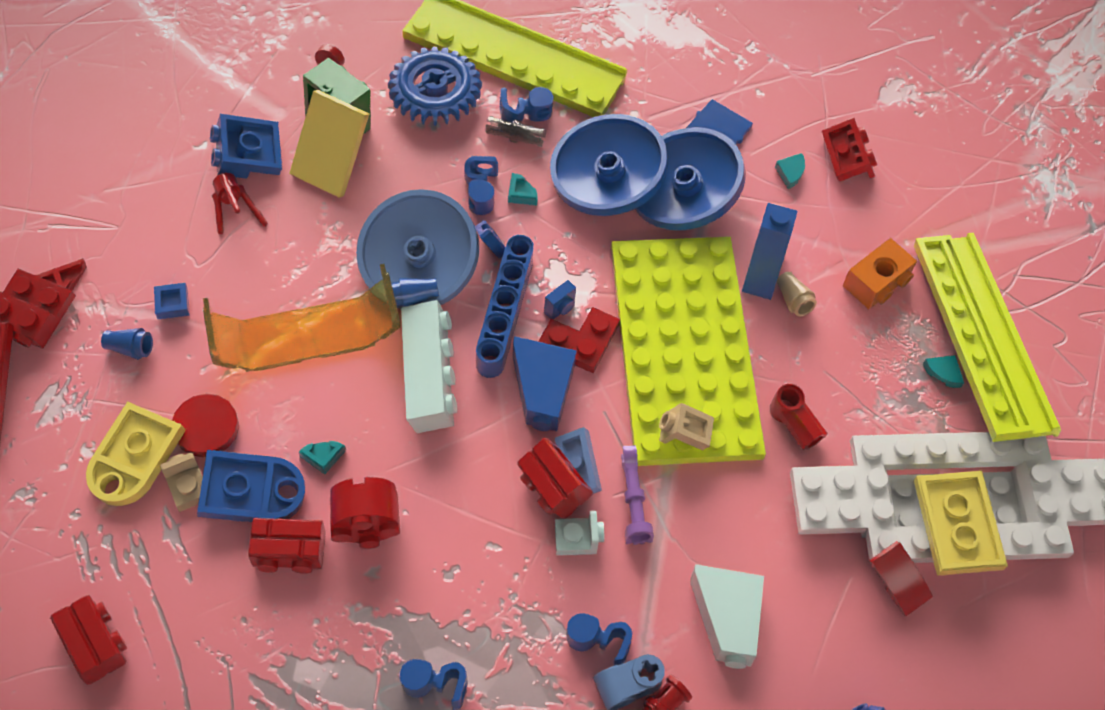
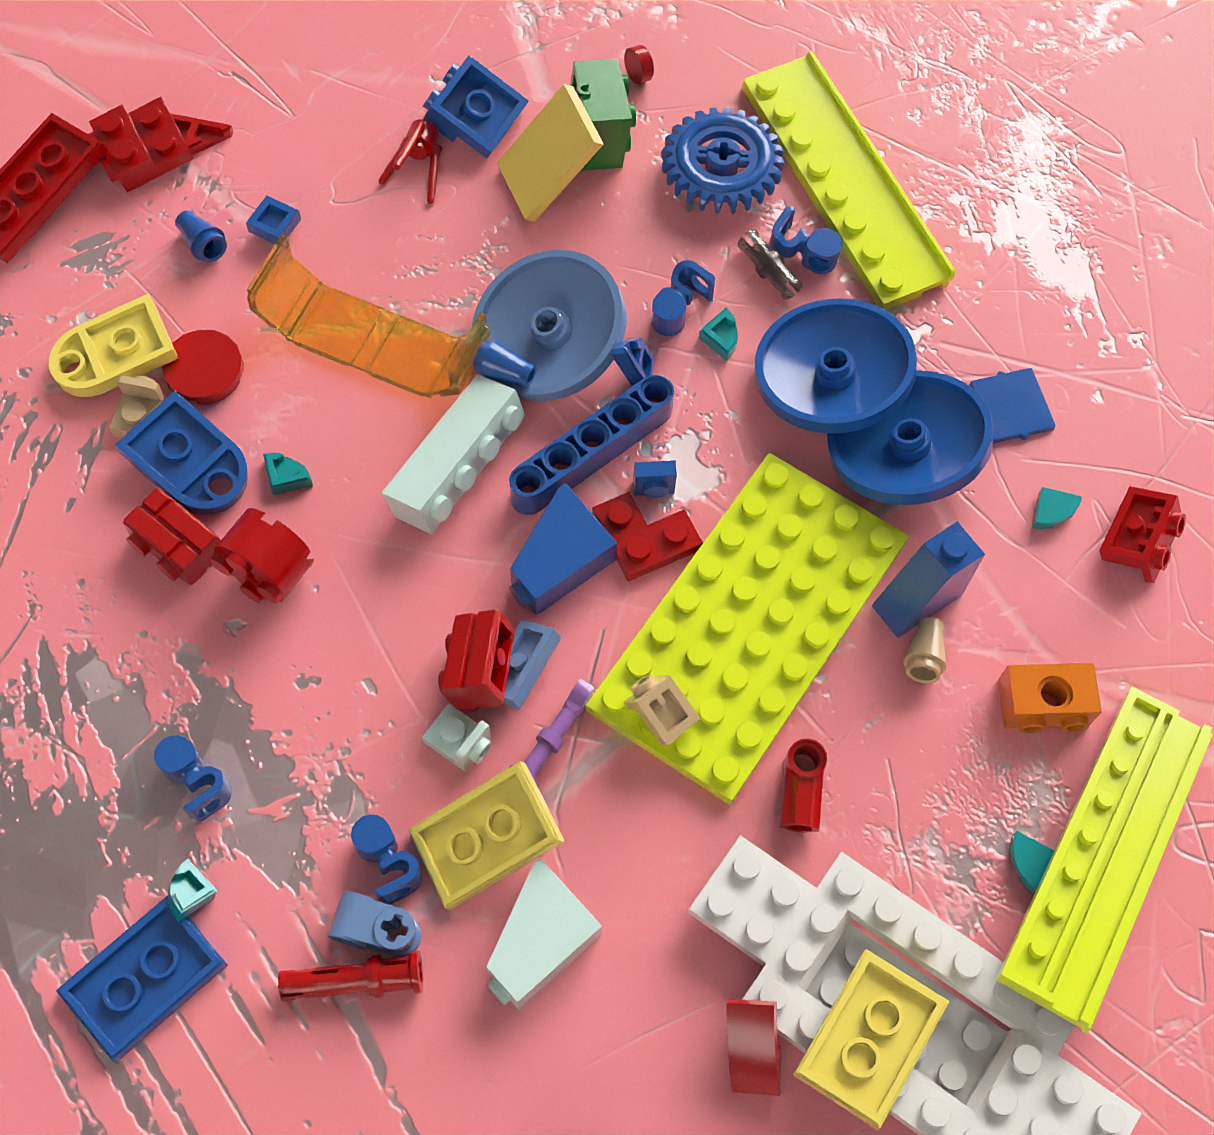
camera: 40 degrees right, 5 degrees up
(649, 577) = (485, 835): none -> light yellow tile

